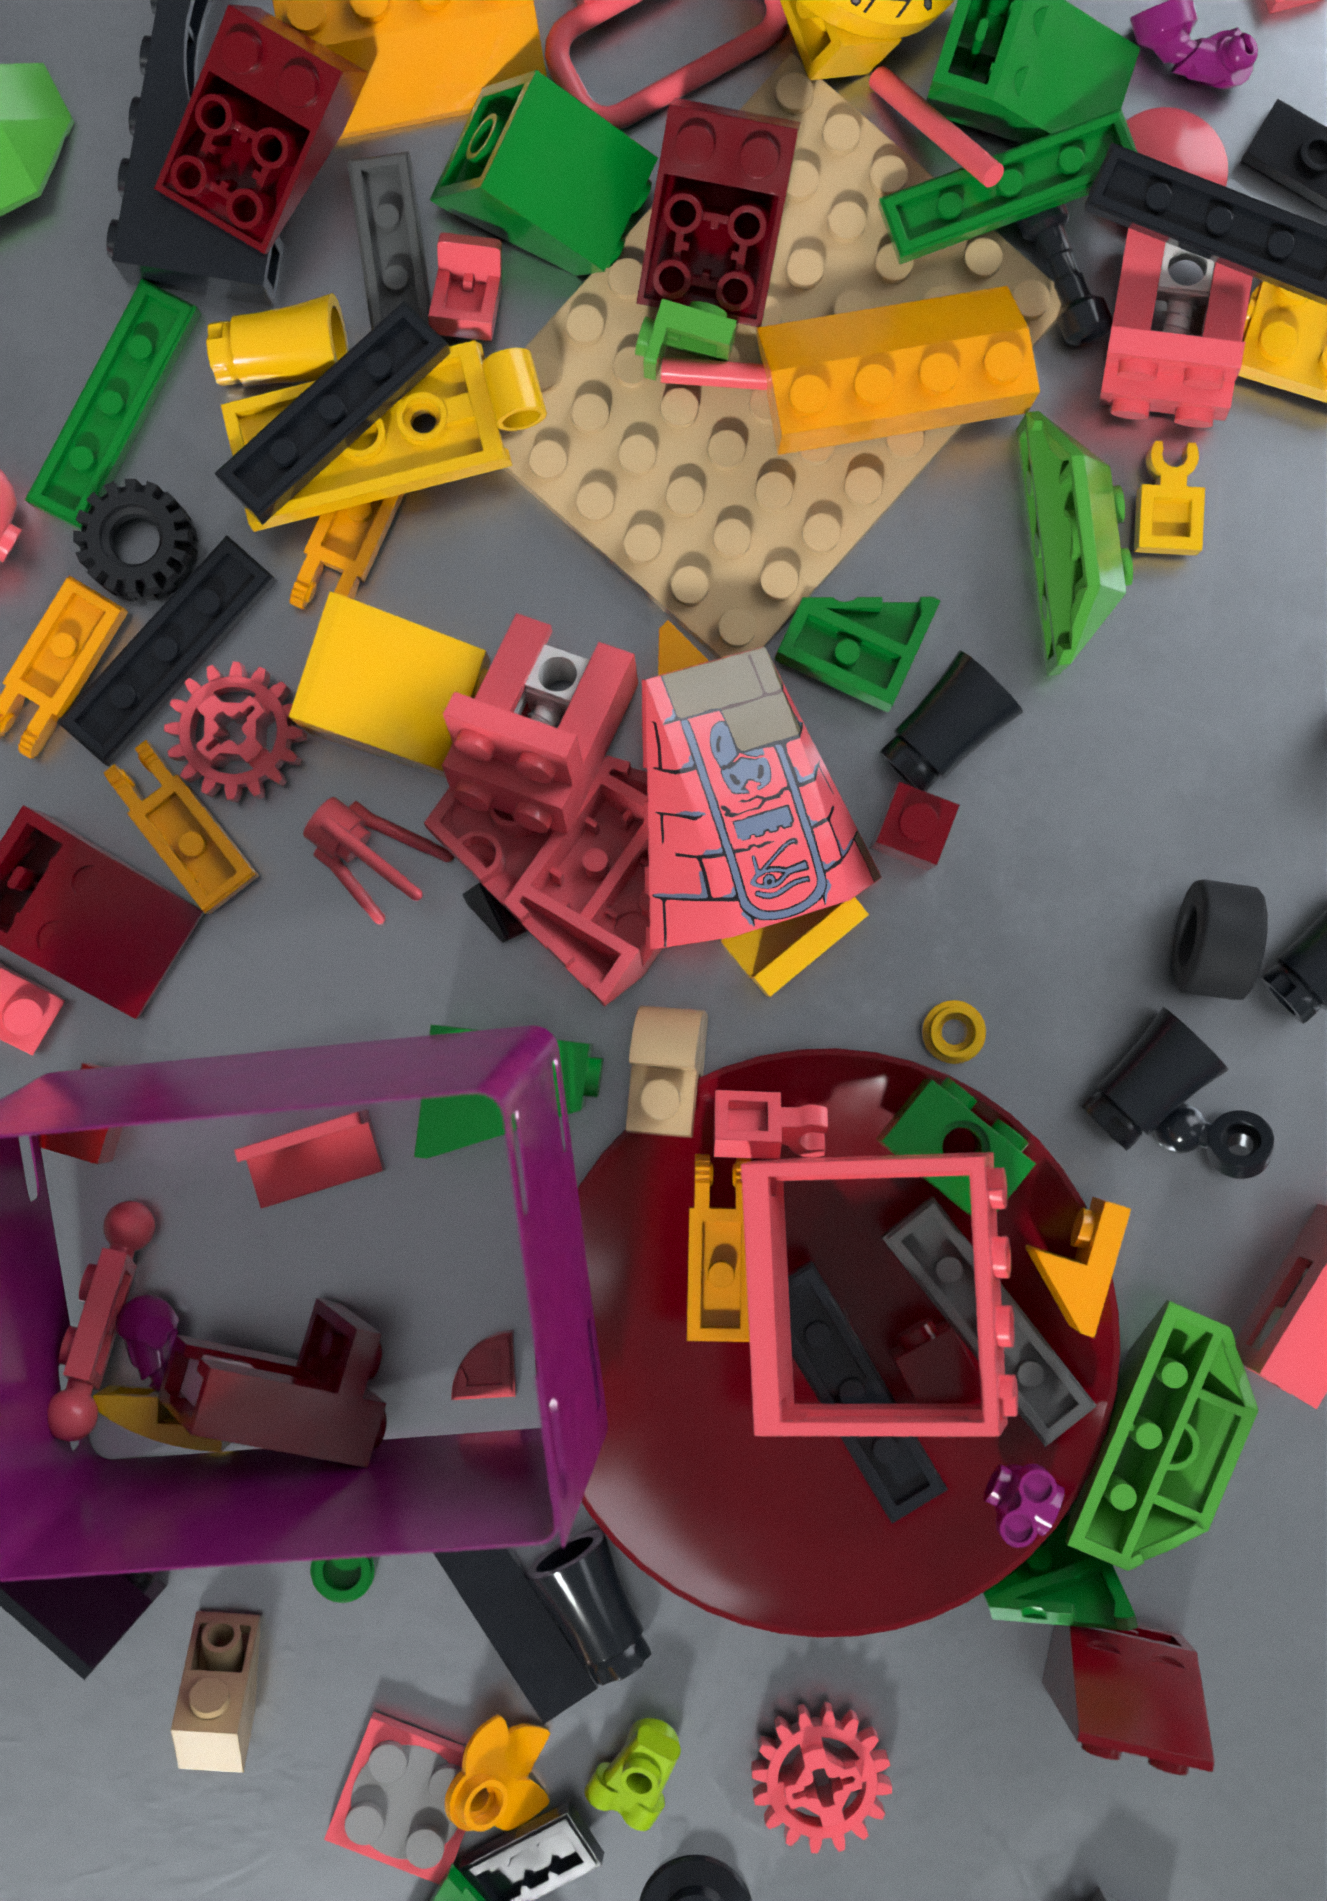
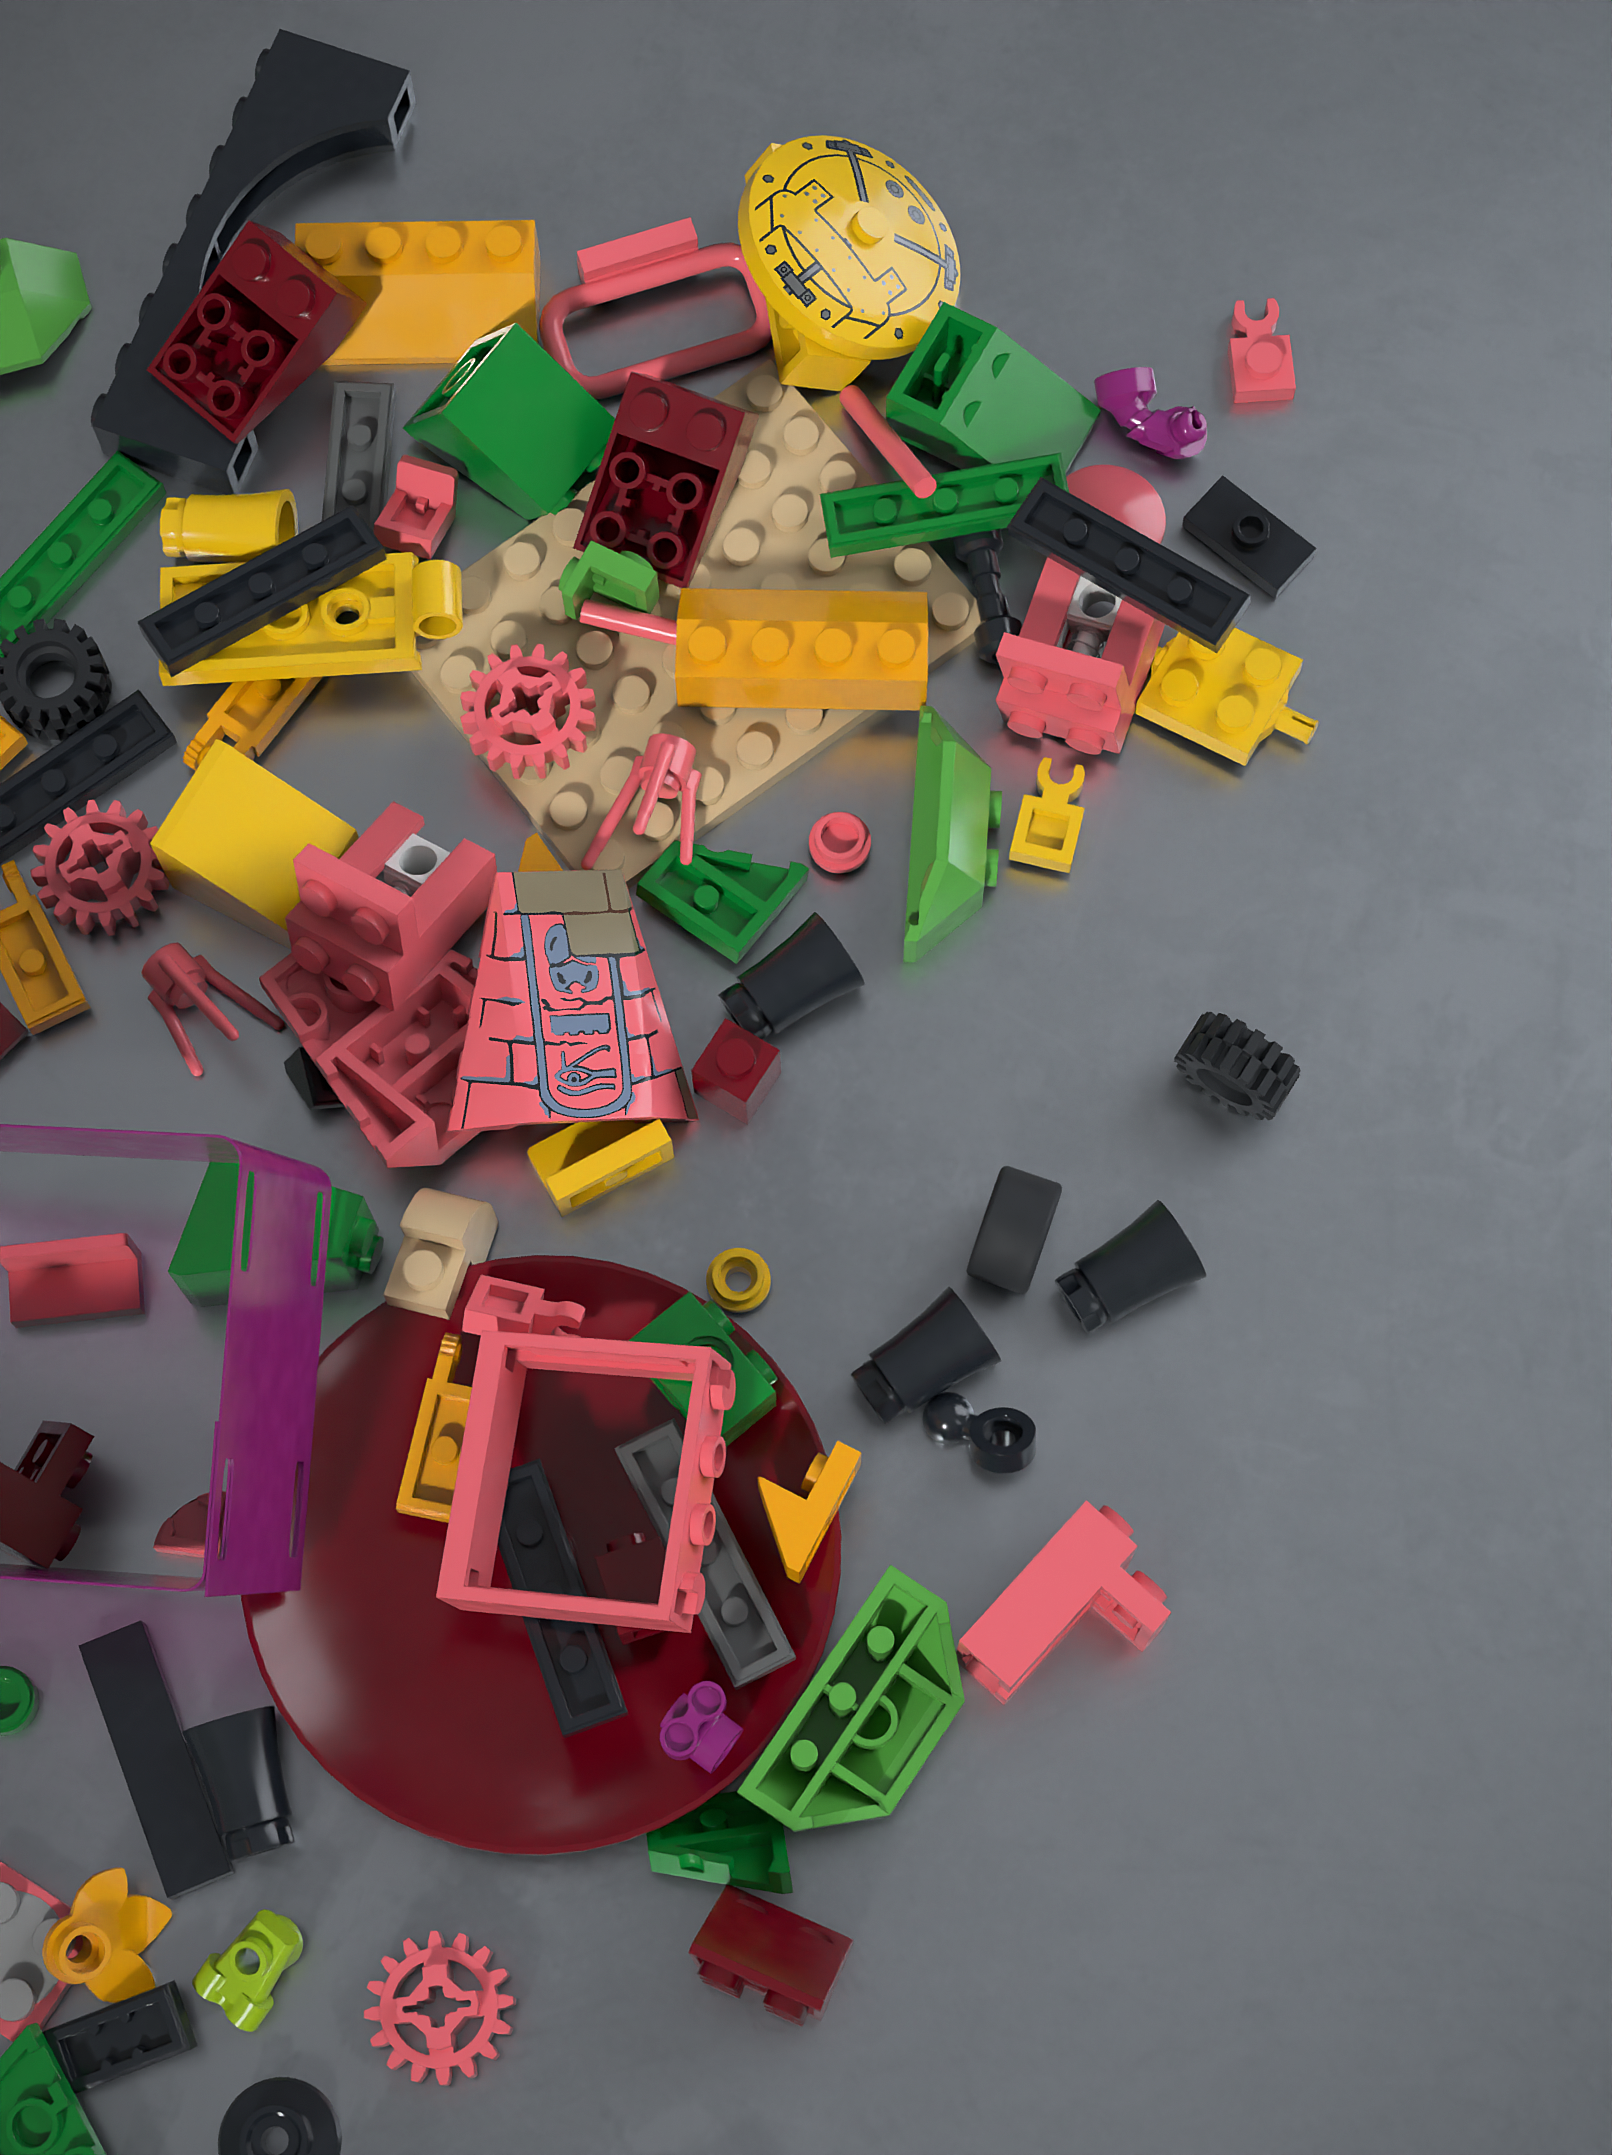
camera: 15 degrees right, 15 degrees down
(613, 473) = (514, 734): none -> coral gear
(783, 530) = (661, 773): none -> coral plant
(964, 566) = (839, 842): none -> coral plate

